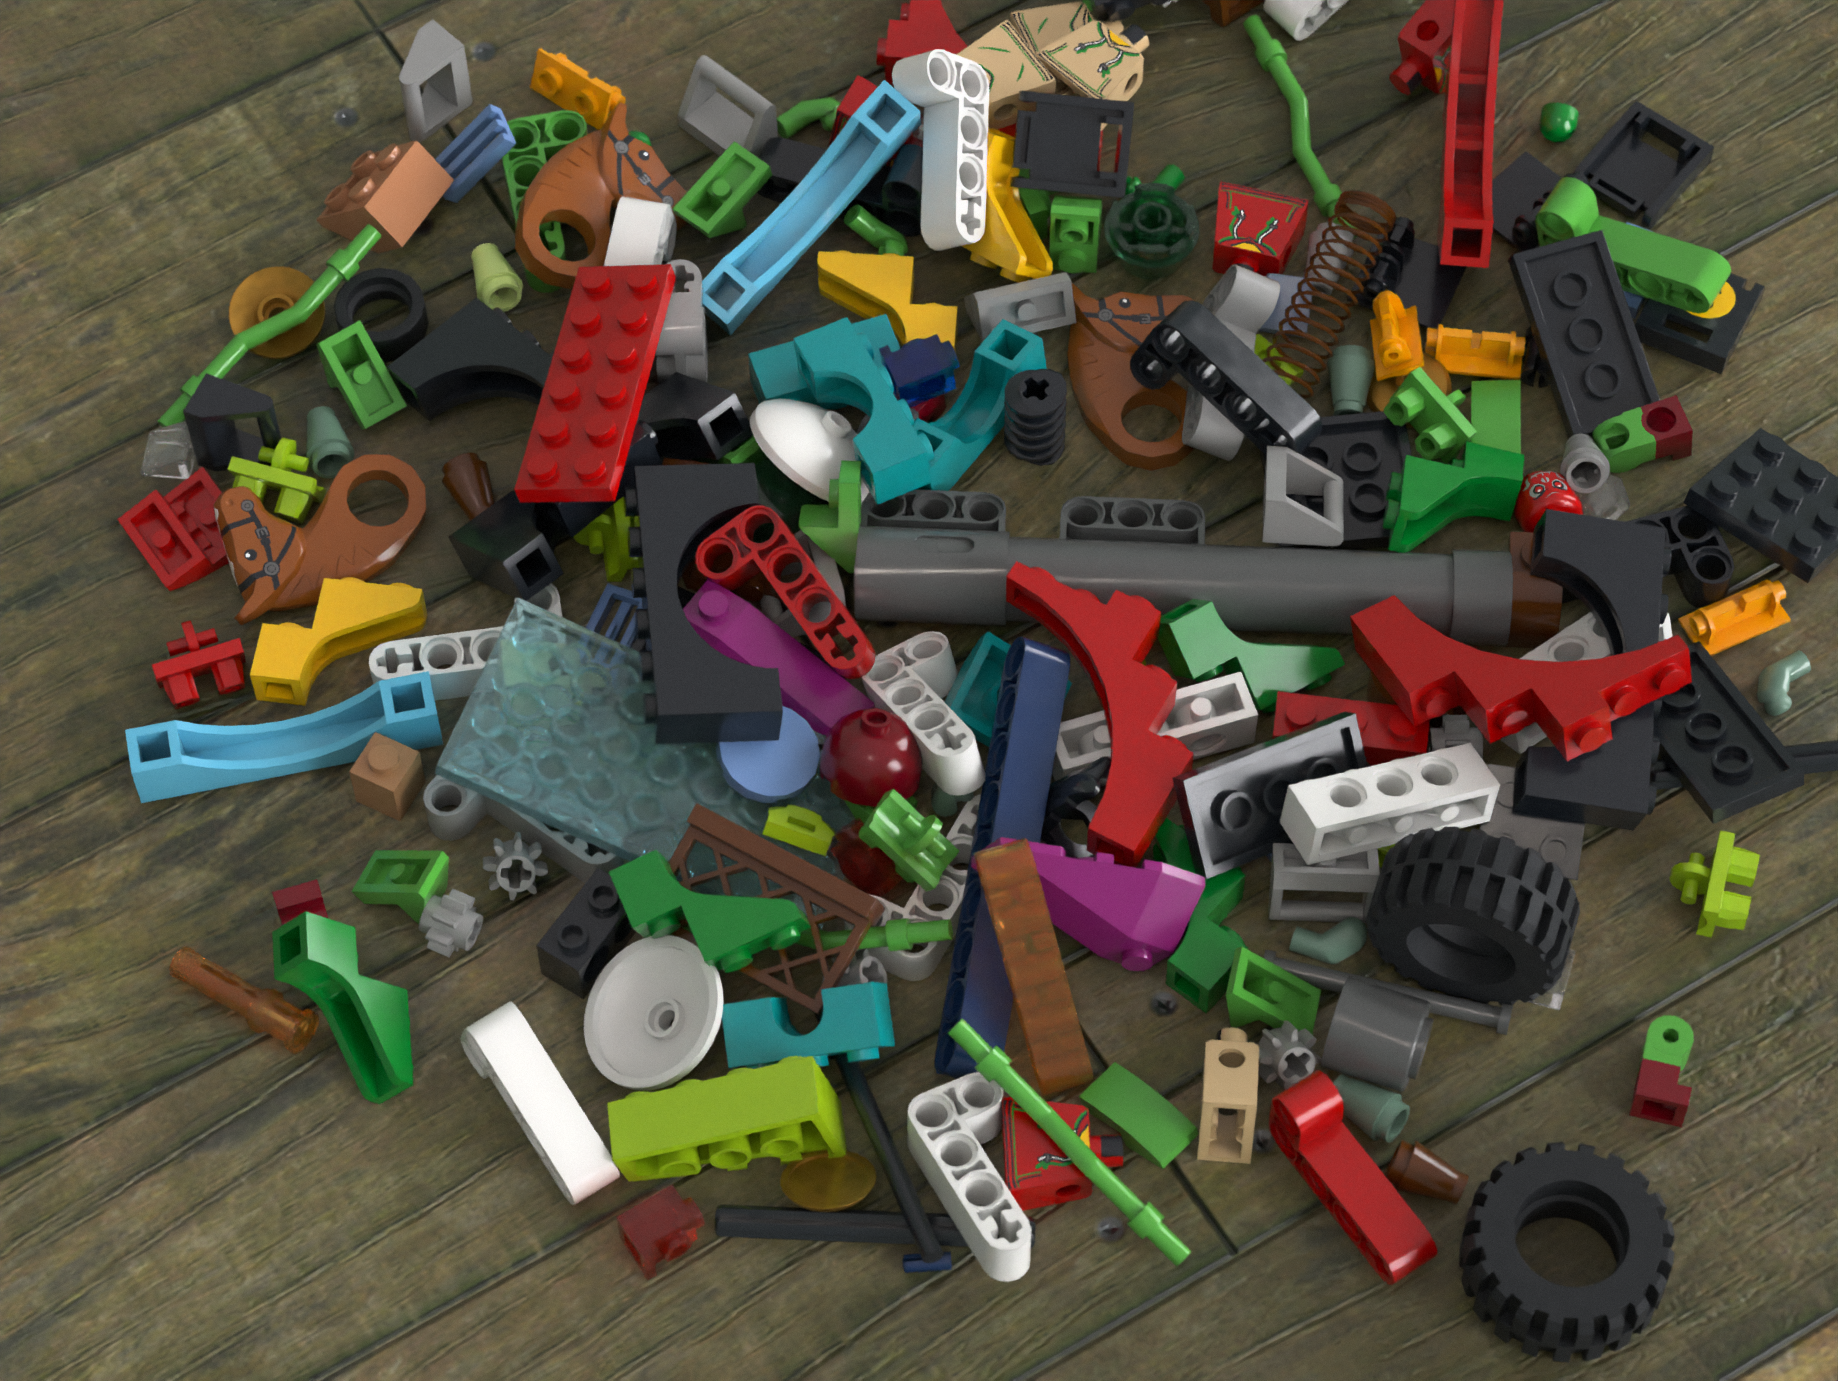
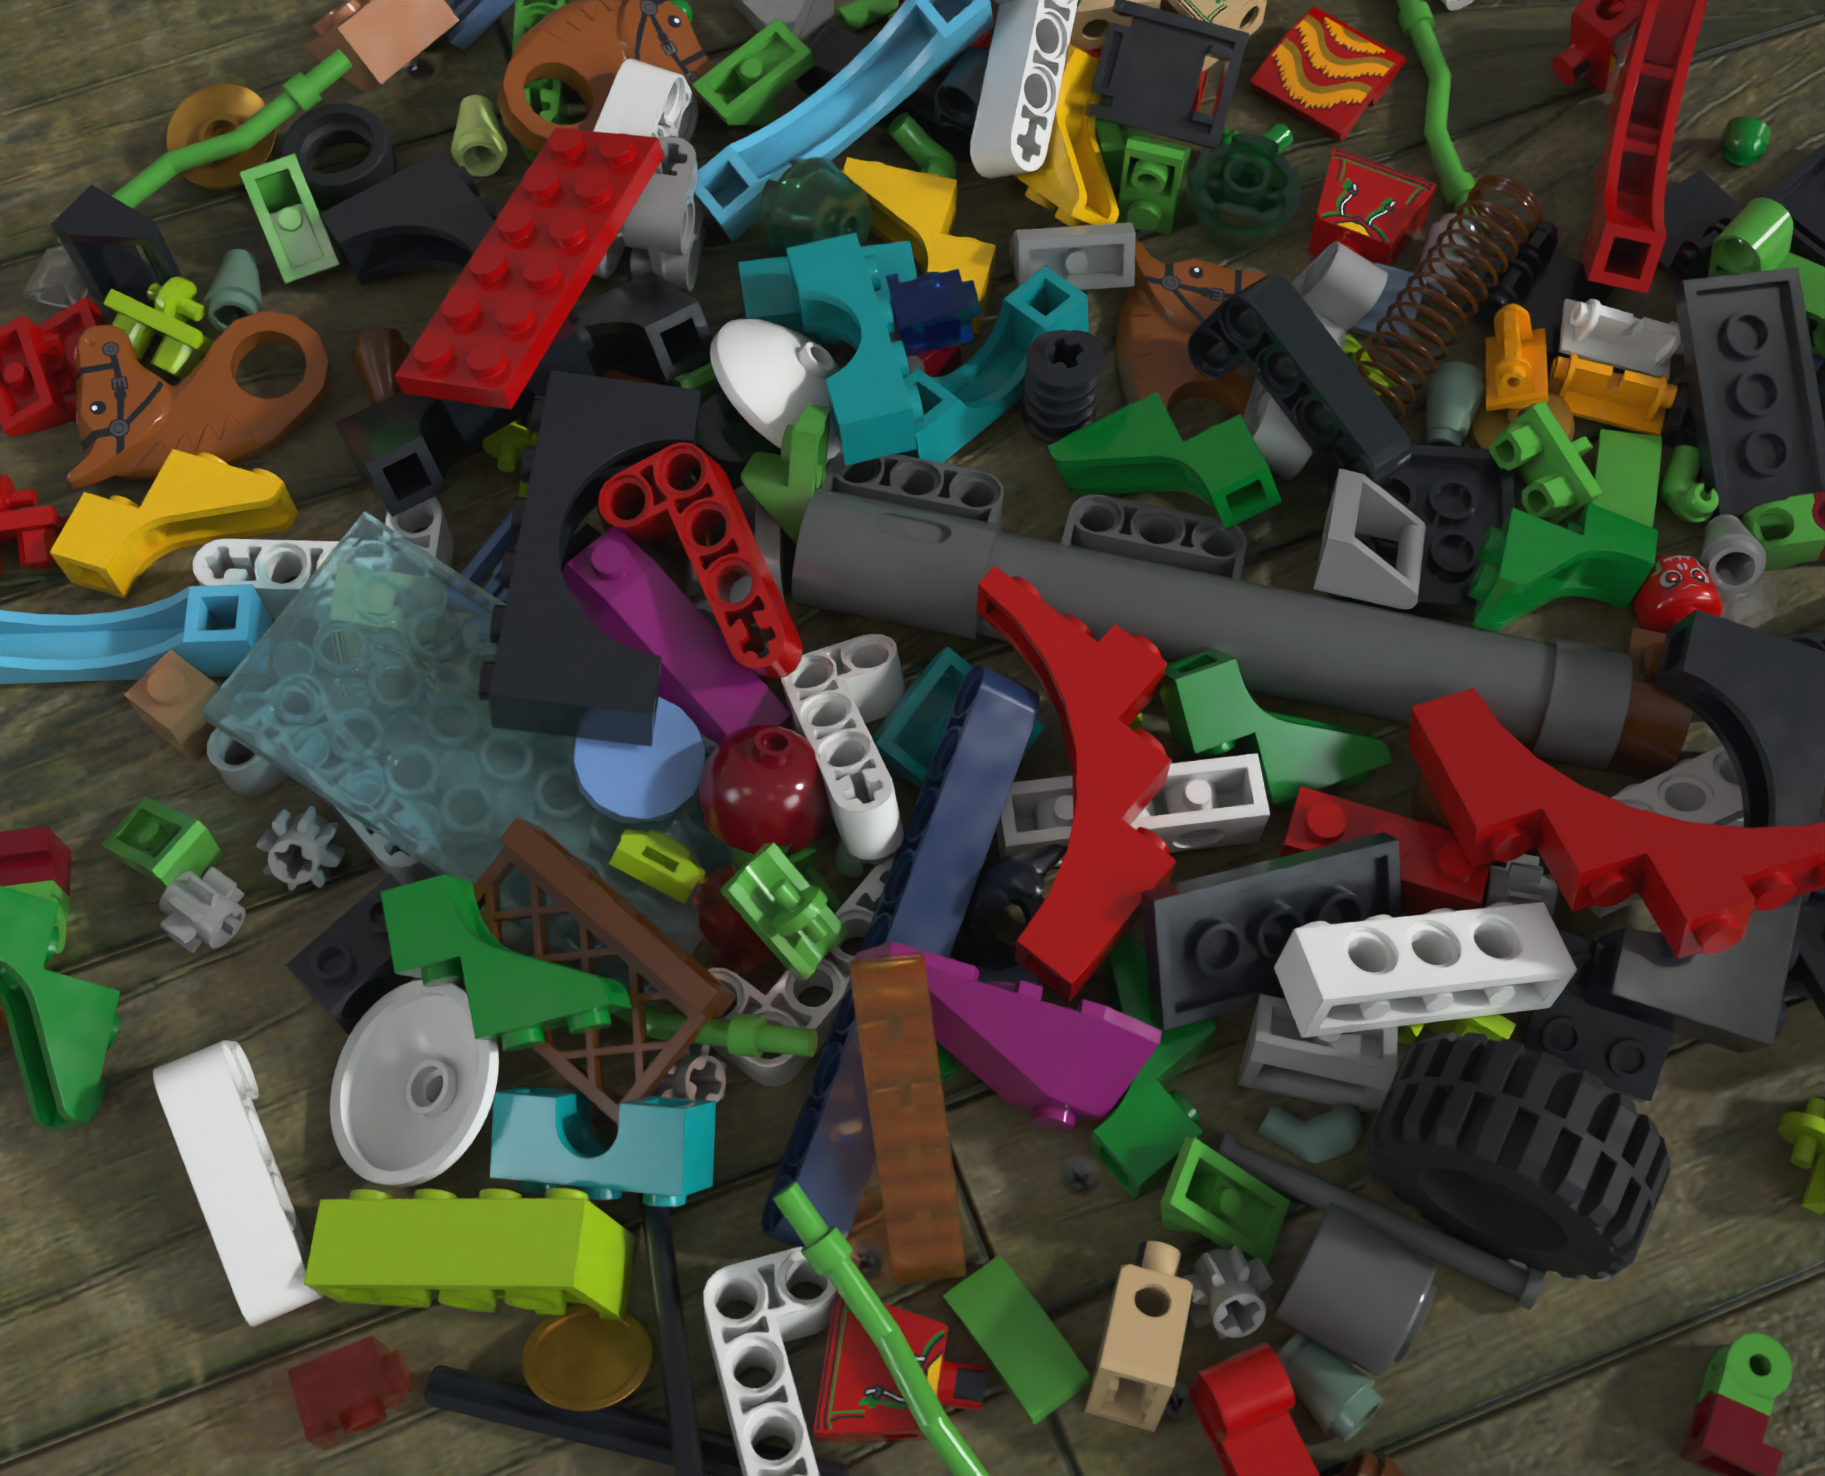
camera: 10 degrees right, 5 degrees up
(800, 299) = (811, 205): none -> clear green cone
(1111, 457) = (1144, 453): none -> green arch
(1203, 113) = (1326, 73): none -> slope
(1474, 306) = (1618, 338): none -> white hinge
(1541, 418) = (1682, 492): none -> bright green arm

